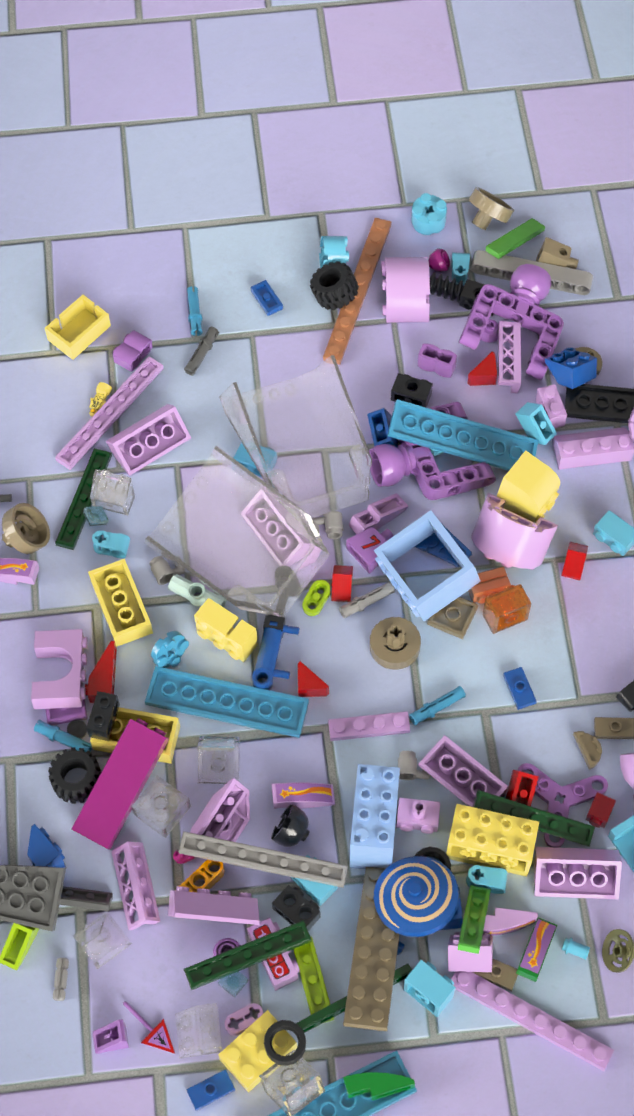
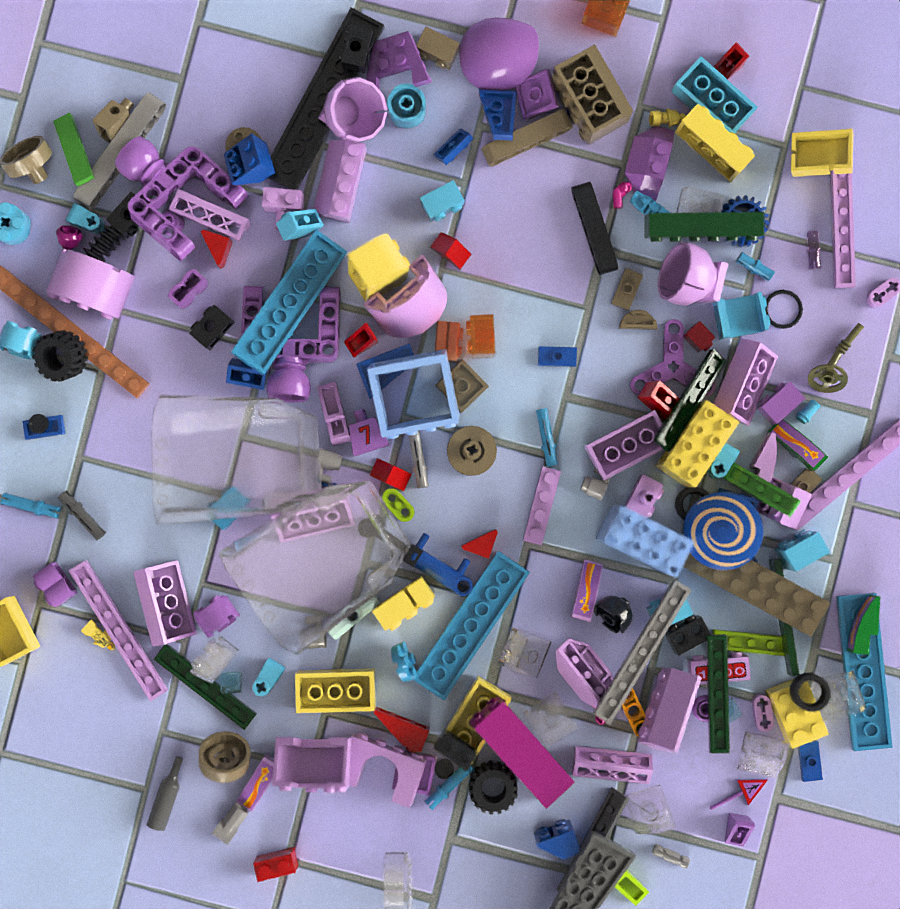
camera: 70 degrees left, 25 degrees up
(43, 601) = (312, 764): none -> lavender cylinder
(153, 480) = (216, 615): none -> medium lavender brick
(268, 291) = (38, 423): none -> black piece
(457, 514) = (361, 340): none -> red slope
(572, 915) = (780, 403): none -> medium lavender brick

